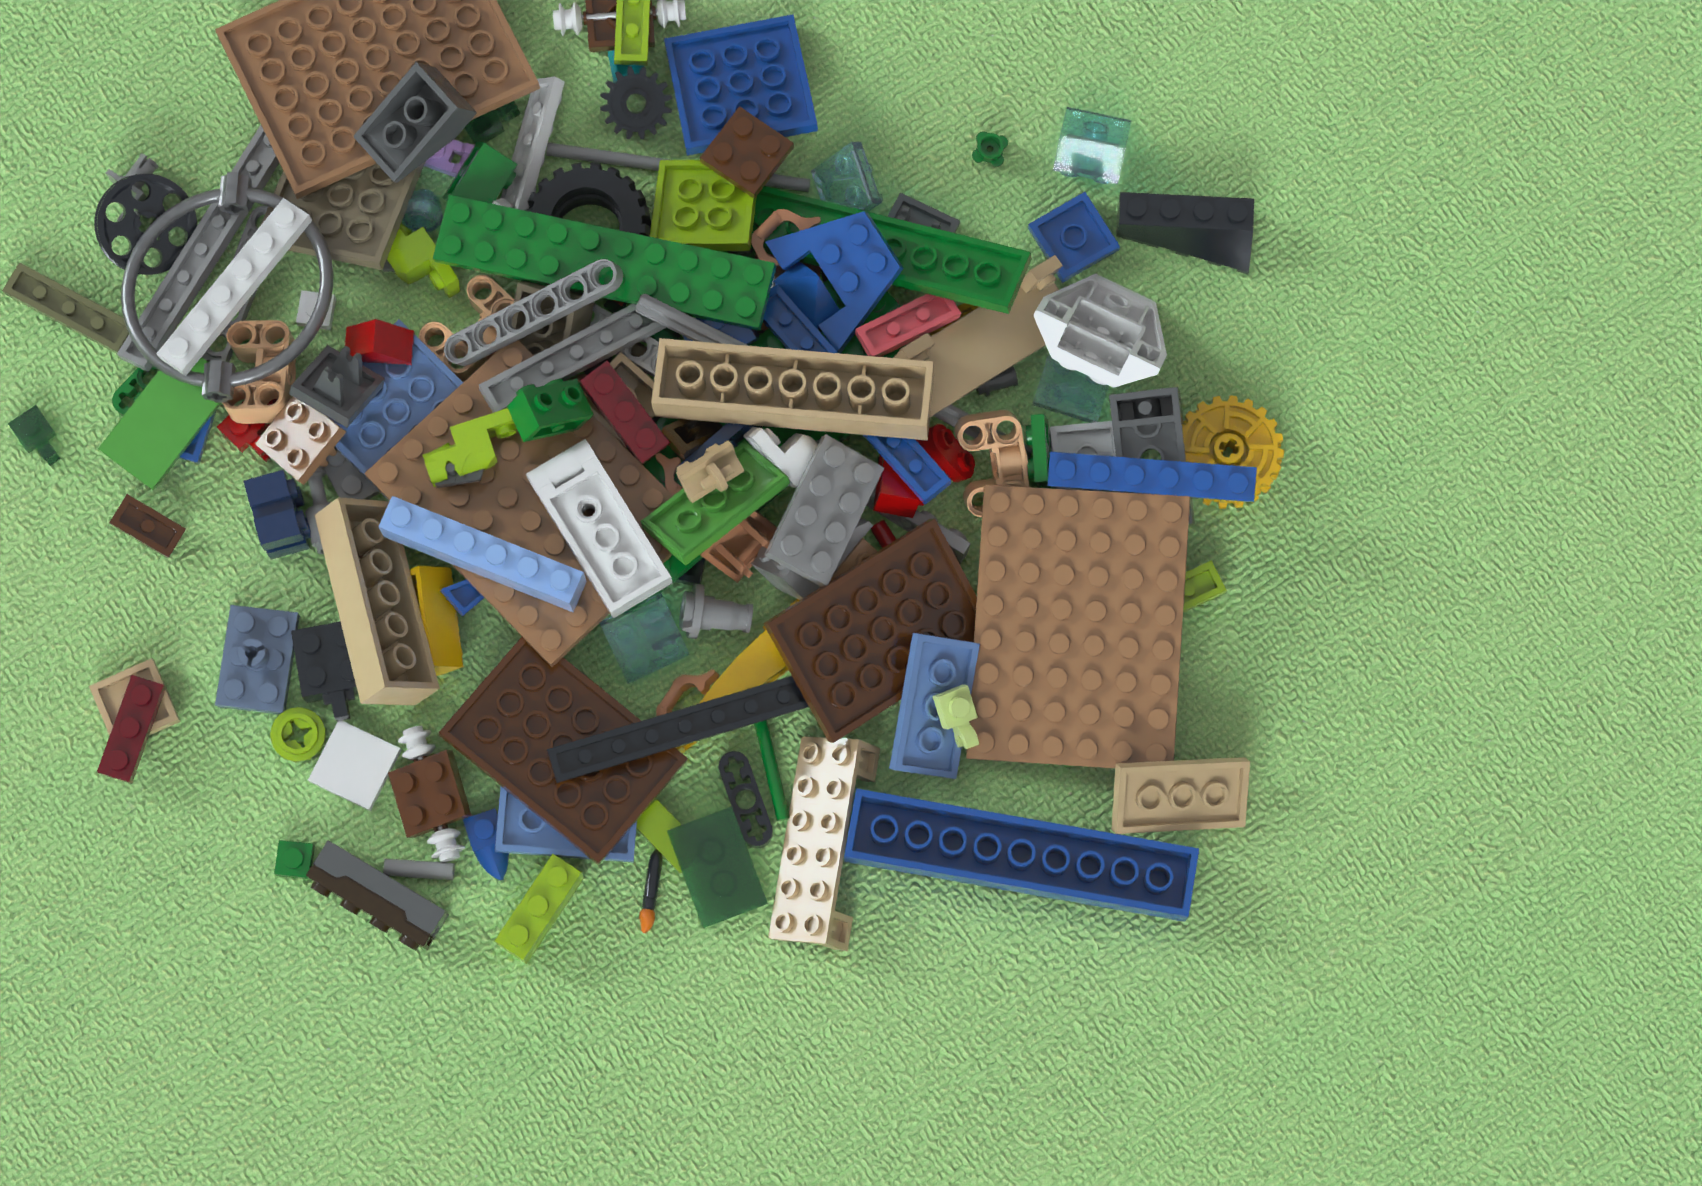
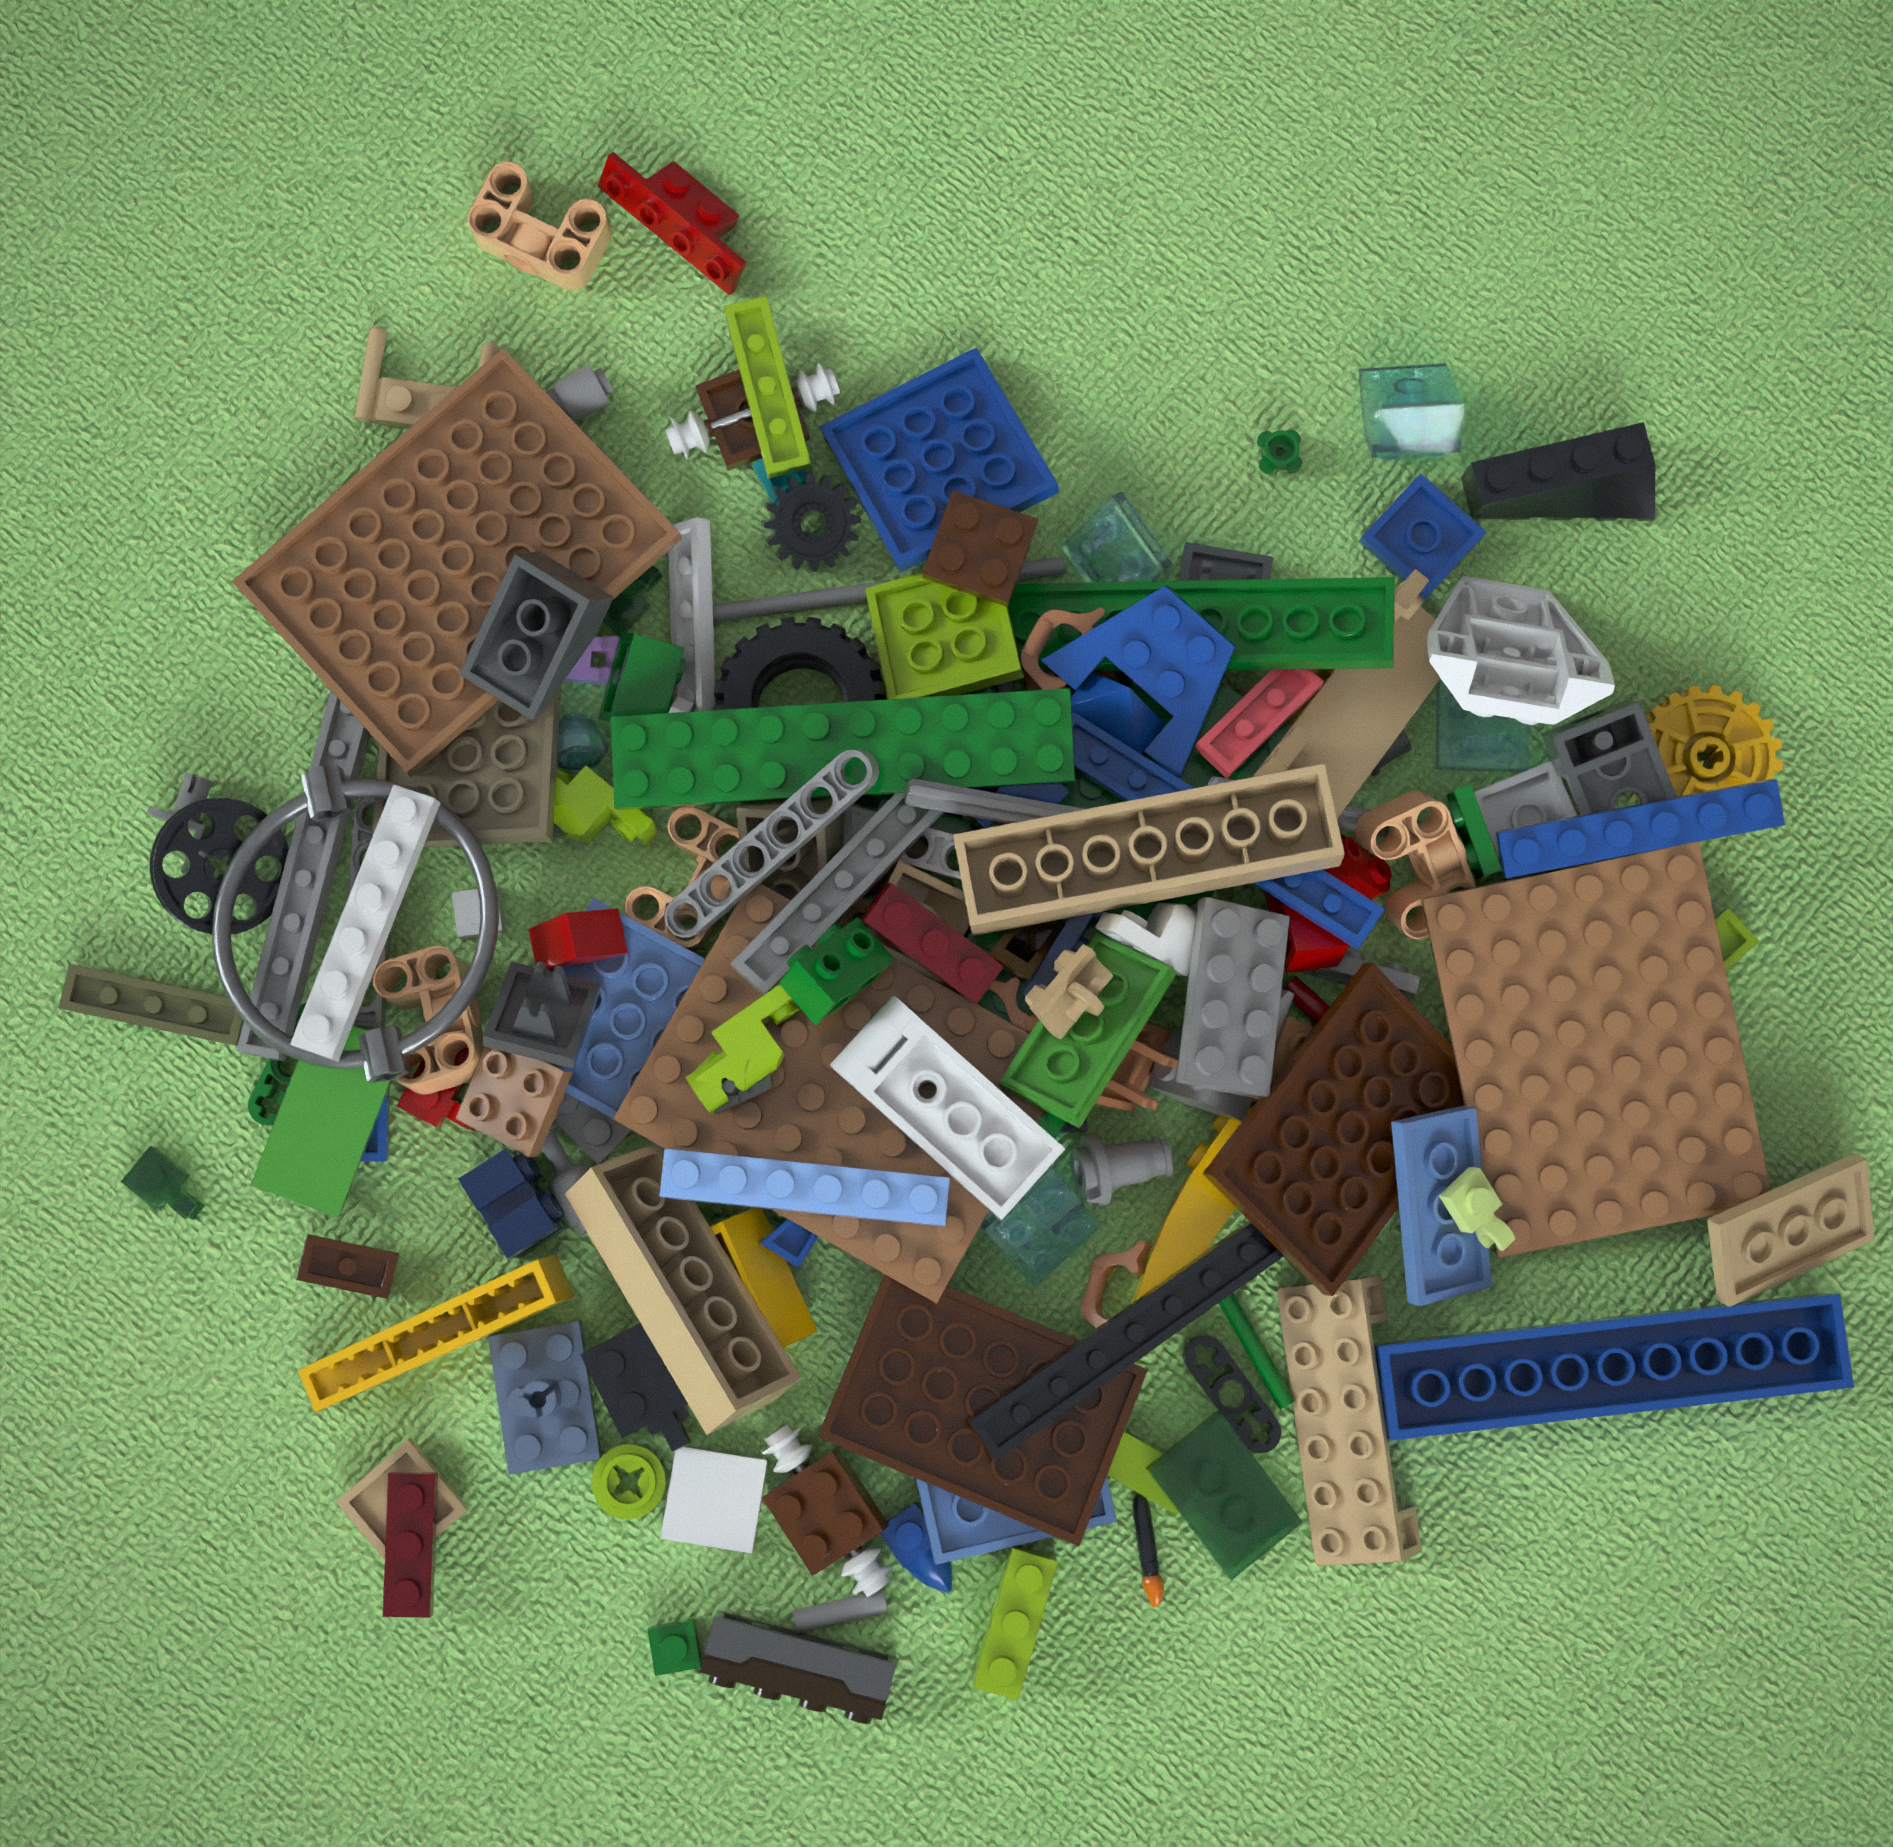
camera: 20 degrees left, 5 degrees up
(197, 589) = (436, 1332): none -> yellow slope

